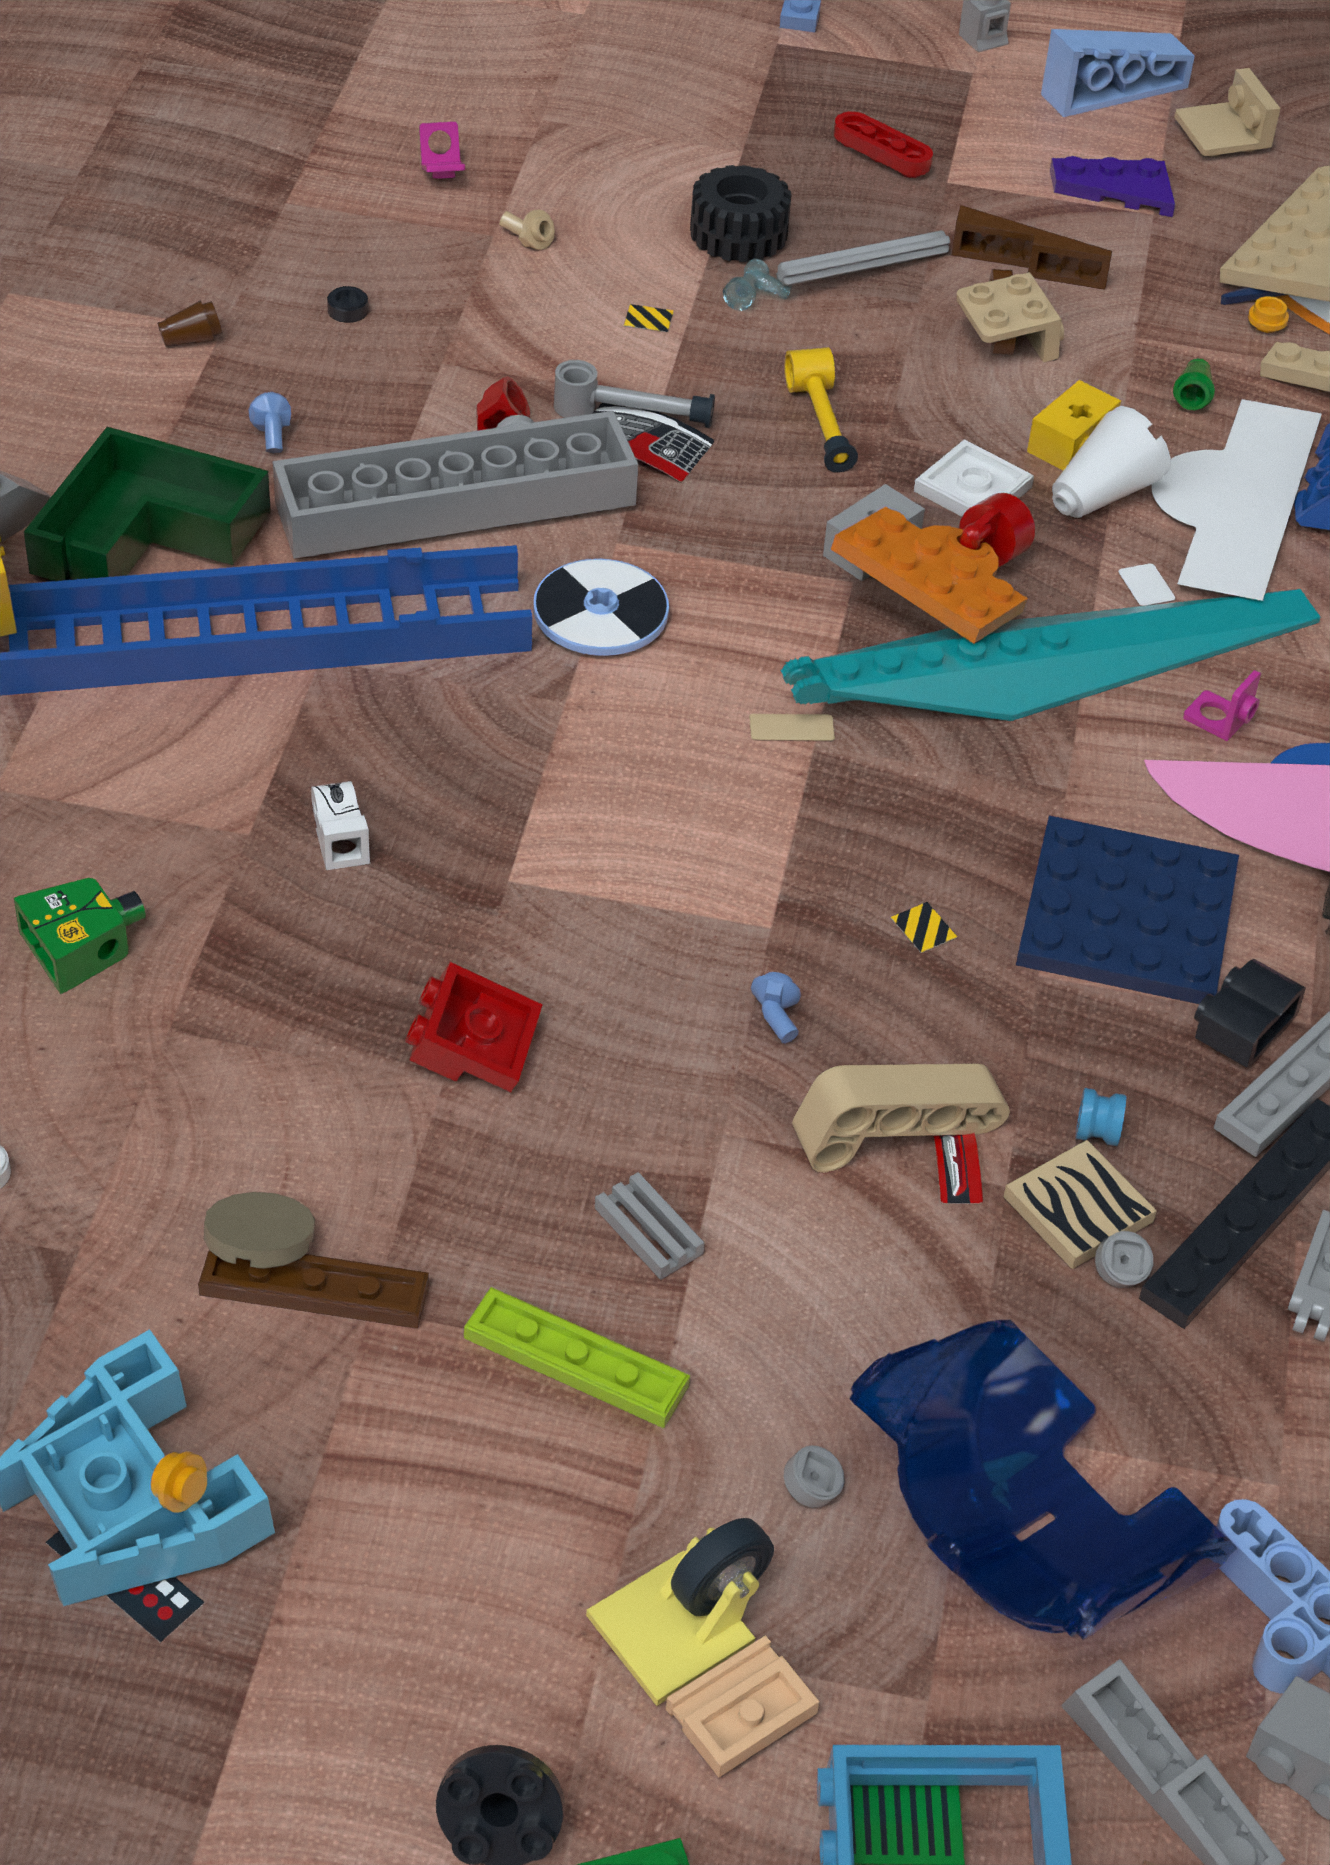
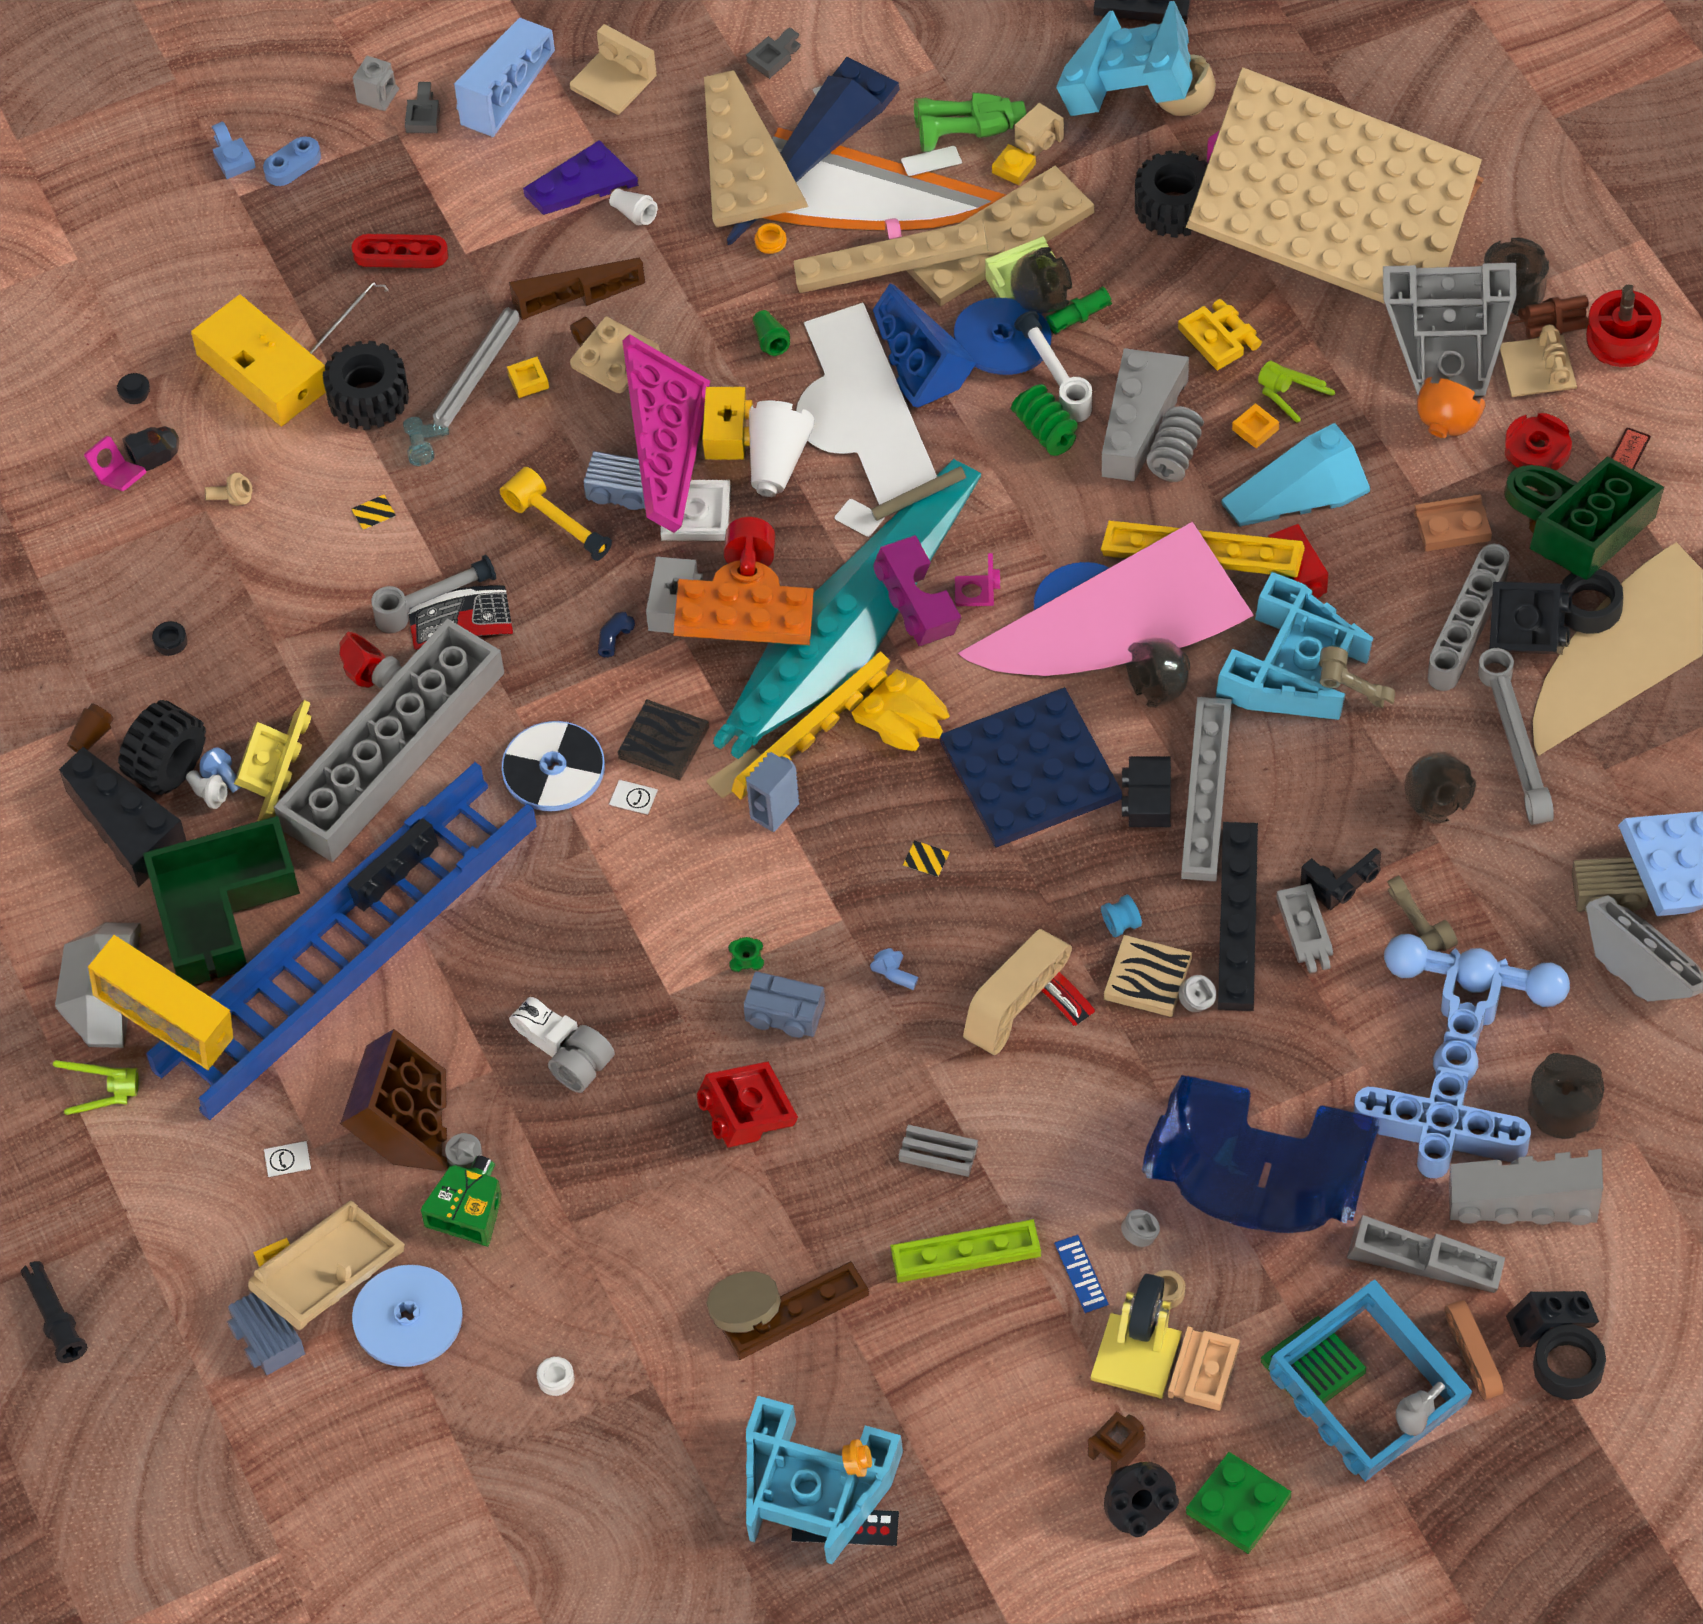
camera: 30 degrees left, 10 degrees up
(111, 794) = (399, 1103): none -> reddish brown wedge
(134, 877) = (462, 1150): none -> light grey tile
(135, 386) = (120, 812): none -> black wedge
(221, 334) = (162, 747): none -> black tyre
(244, 432) = (211, 789): none -> white plate
(335, 430) = (268, 759): none -> light yellow bracket
(341, 585) = (393, 864): none -> black plate
(342, 871) = (585, 1054): none -> light grey wheel
(493, 159) = (151, 446): none -> black rock
(526, 116) = (133, 388): none -> black plate
(546, 1714) = (1118, 1440): none -> reddish brown window
(616, 961) = (784, 1005): none -> sand blue brick
(626, 890) = (746, 946): none -> green plate
(658, 683) = (633, 797): none -> white sticker
(660, 146) = (260, 360): none -> yellow brick
(694, 1482) = (1081, 1273): none -> blue sticker
(737, 649) = (663, 739): none -> clear smoke tile
(776, 530) = (609, 631): none -> dark blue arm
(787, 1577) = (1173, 1287): none -> tan tile
(802, 163) = (343, 316): none -> light grey piece
(802, 748) = (772, 791): none -> sand blue brick
(851, 40) = (294, 160): none -> medium blue plate
(907, 292) = (527, 377): none -> yellow plate
(909, 723) = (821, 717): none -> yellow plate
(917, 414) = (614, 481): none -> sand blue brick
(1000, 388) = (667, 427): none -> dark pink wing
(1009, 63) = (423, 113): none -> dark grey plate
(1026, 770) = (902, 711): none -> yellow plate
(1137, 696) = (924, 614): none -> magenta arch
(1151, 224) = (635, 206): none -> white cone
(1229, 591) = (918, 493): none -> dark tan bar

